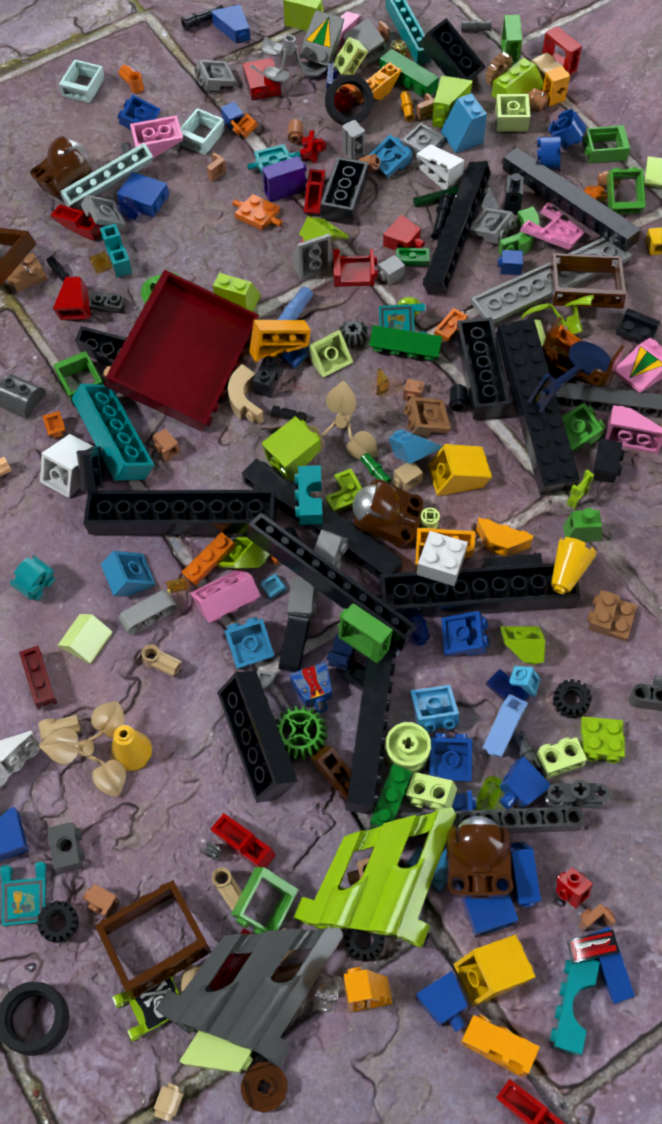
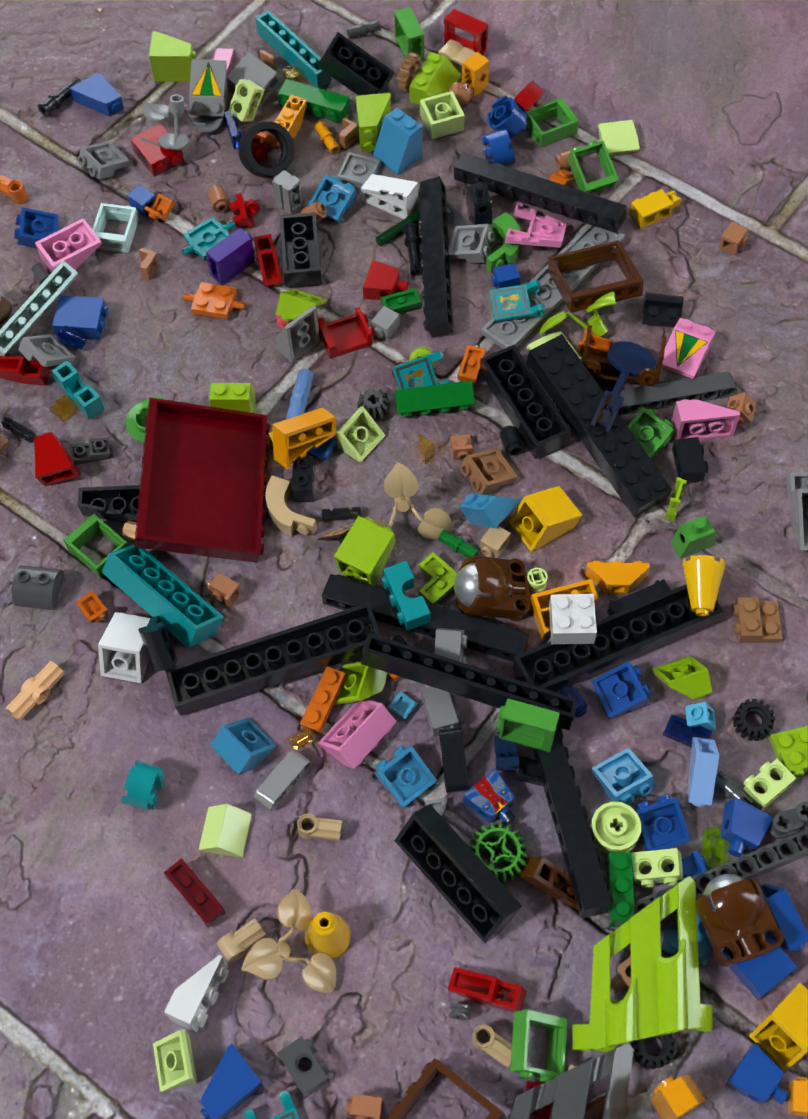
camera: 20 degrees left, 0 degrees up
(509, 283) = (514, 302): none -> teal flag
(595, 115) = (529, 95): none -> red slope

